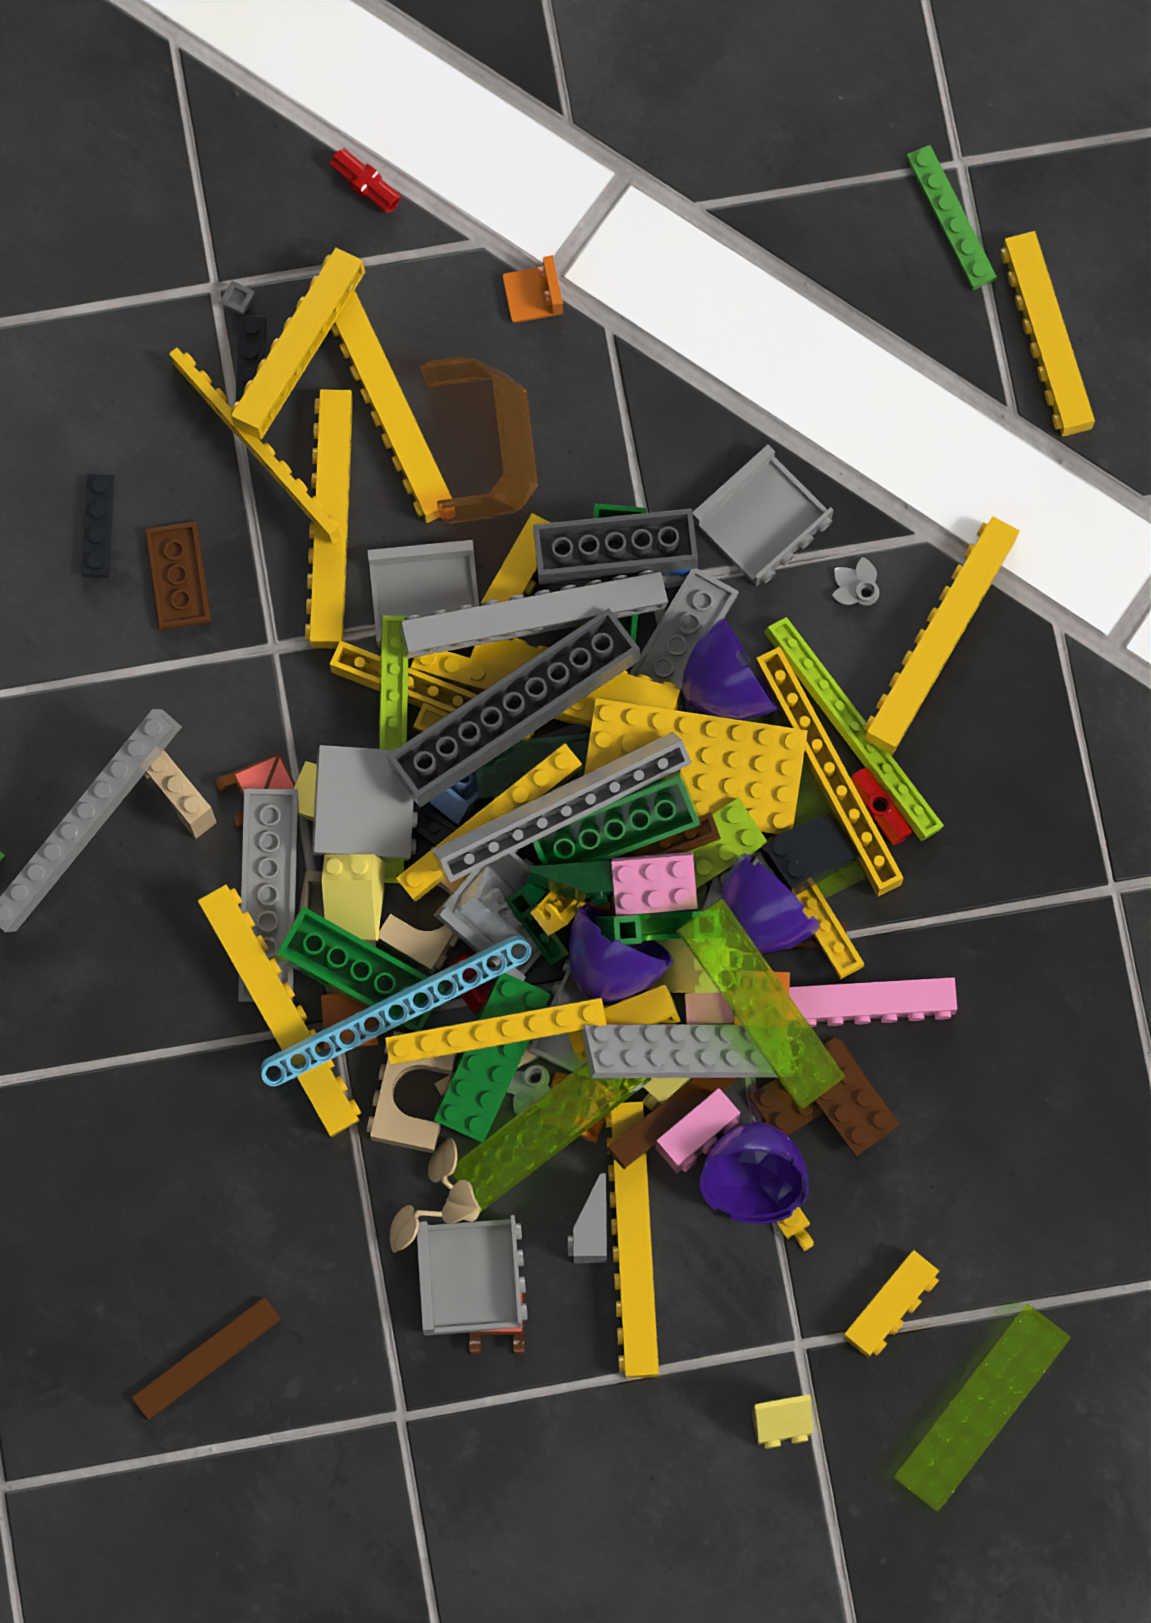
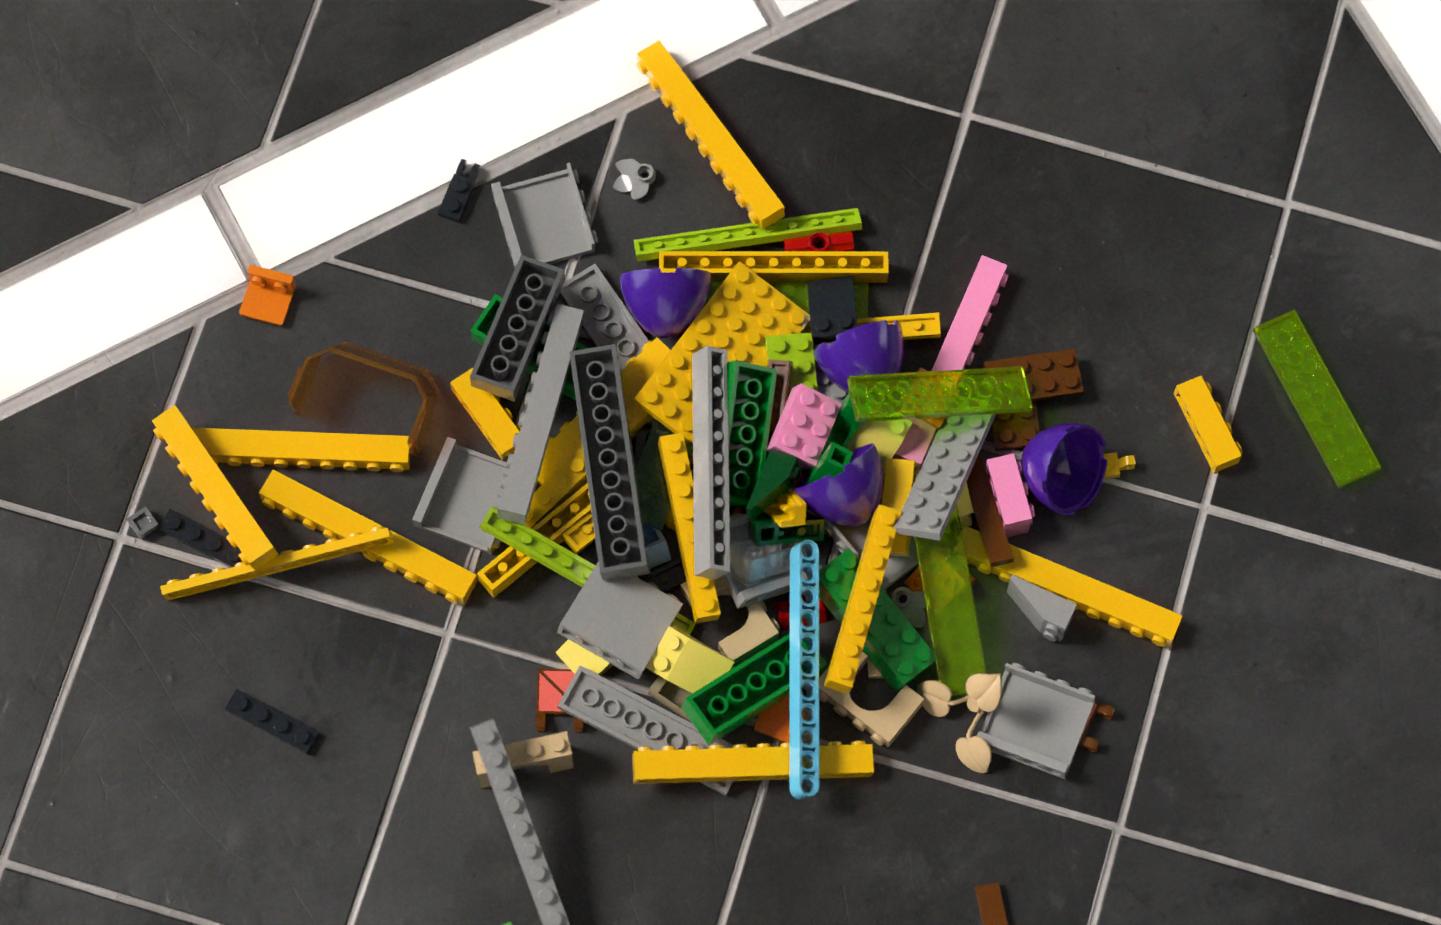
camera: 65 degrees left, 5 degrees down
(178, 576) = (348, 679): reddish brown tile -> none
(365, 180) = (101, 379): red piece -> none
(748, 419) = (458, 192): none -> black hinge
(783, 1421) = (1262, 541): light yellow slope -> none

